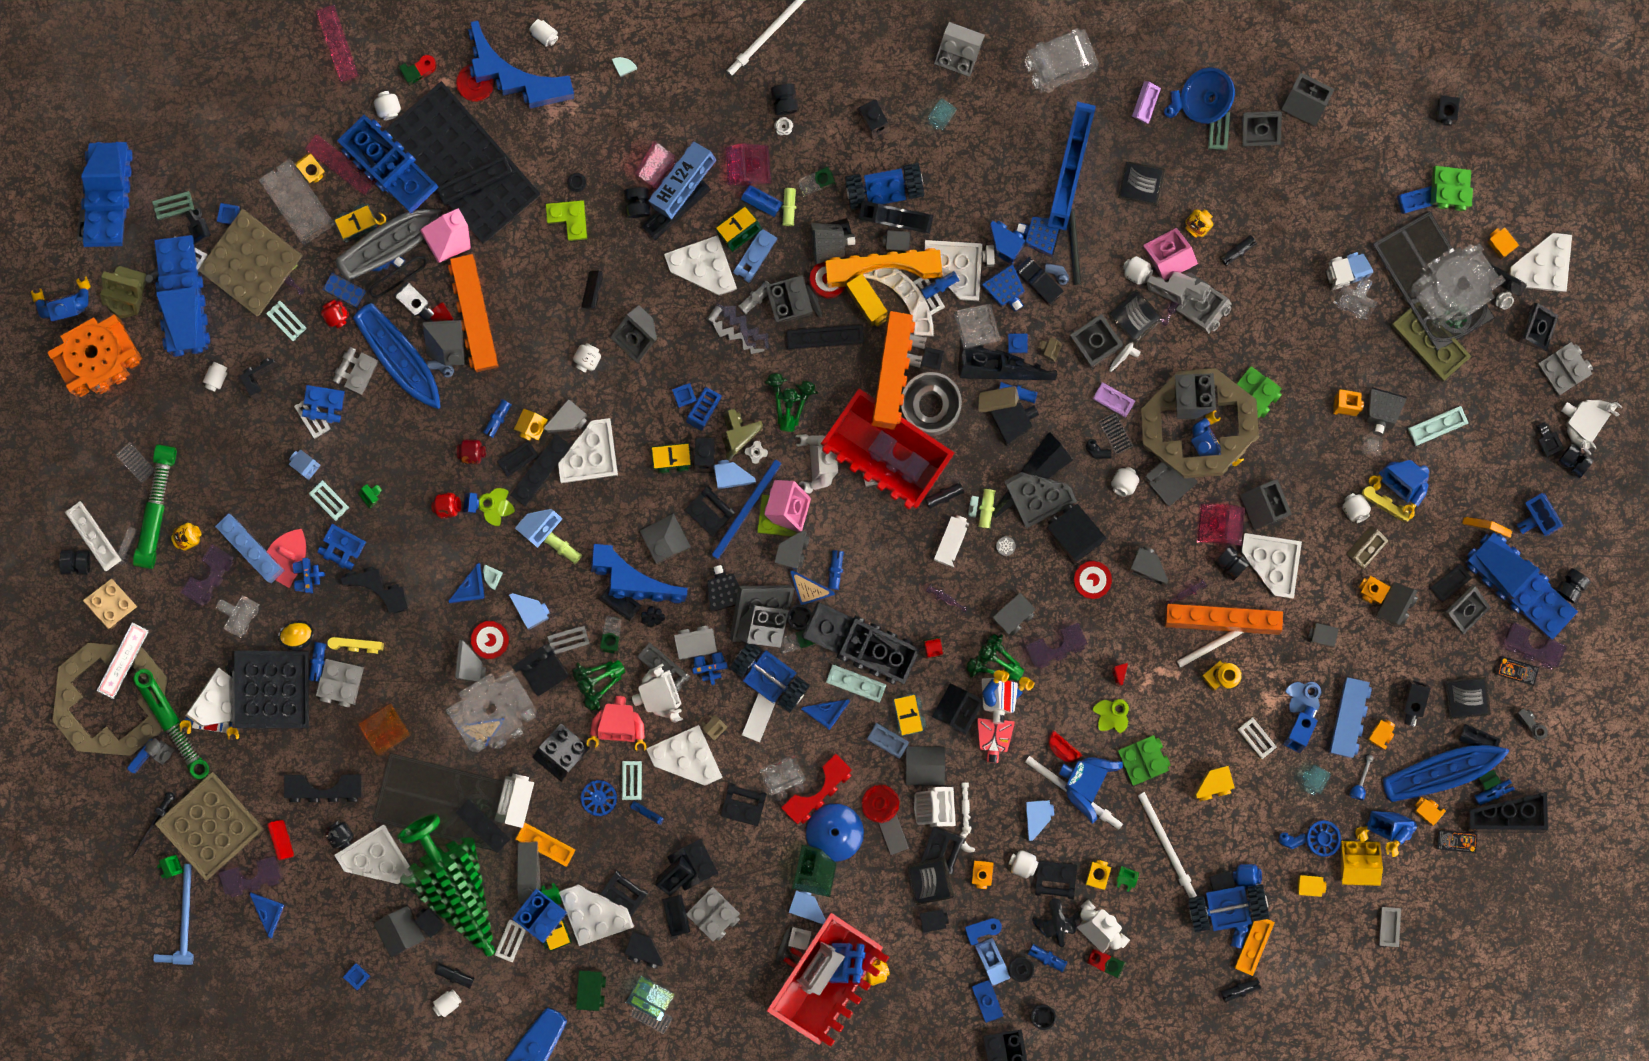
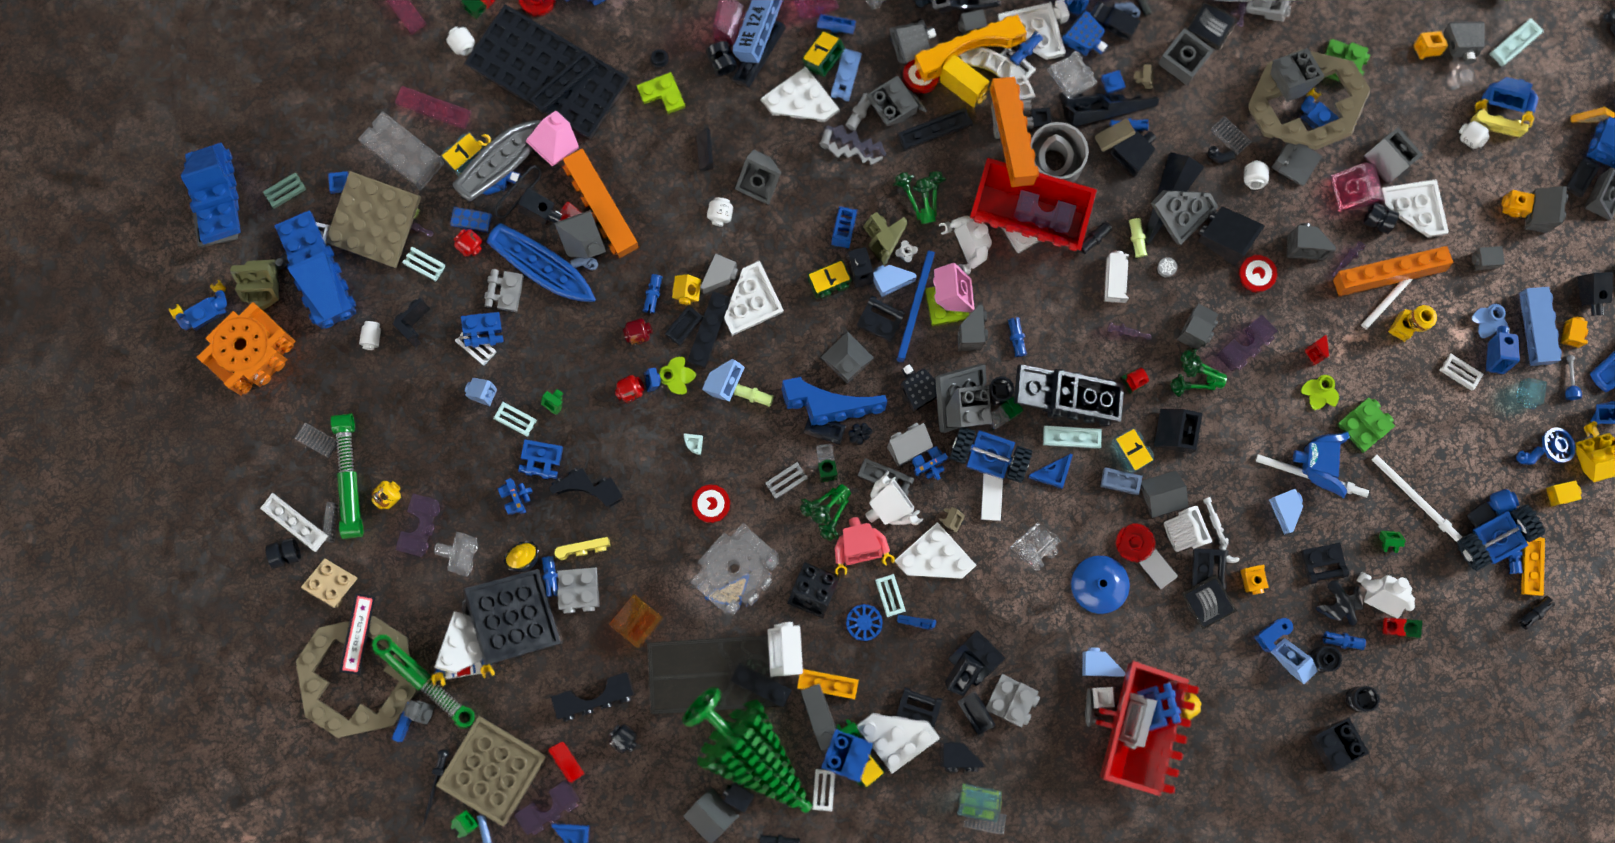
camera: 25 degrees left, 5 degrees down
(198, 226) = (313, 201): black plate -> none
(250, 548) = (451, 486): medium blue brick -> none
(286, 551) = (484, 486): coral shield -> none
(304, 162) = (402, 108): yellow brick -> none
(375, 857) = (664, 750): white plate -> none
(386, 163) = (475, 87): blue wedge -> none
(468, 665) = (699, 532): slope -> none
(470, 588) = (677, 460): blue tile -> none
(530, 610) = (740, 462): light blue slope -> none
(542, 669) = (770, 515): black bracket -> none
(590, 990) = (917, 814): dark green brick -> none
(684, 395) = (822, 219): blue plate -> none
(742, 811) = (1005, 591): black plate -> none
(789, 207) = (863, 23): yellowish green axle -> none
(799, 807) = (1082, 526): red arch -> none
(808, 590) = (998, 363): tile -> none
(814, 871) = (1095, 628): clear green slope -> none
(934, 920) = (1224, 639): black brick -> none
(973, 506) = (1125, 239): light aqua tile -> none
(987, 1001) = (1302, 700): blue plate -> none
(994, 737) = (1220, 446): coral torso -> none
(1001, 694) = (1215, 401): torso -> none
(1023, 864) = (1290, 557): white head -> none
(1062, 748) = (1286, 437): red plate -> none
(1091, 881) = (1360, 553): yellow brick -> none
(1113, 400) = (1218, 105): lavender plate -> none
(1128, 349) = (1216, 57): white bar -> none
(1214, 782) = (1443, 424): yellow slope -> none
(1367, 547) = (1494, 168): dark tan slope -> none

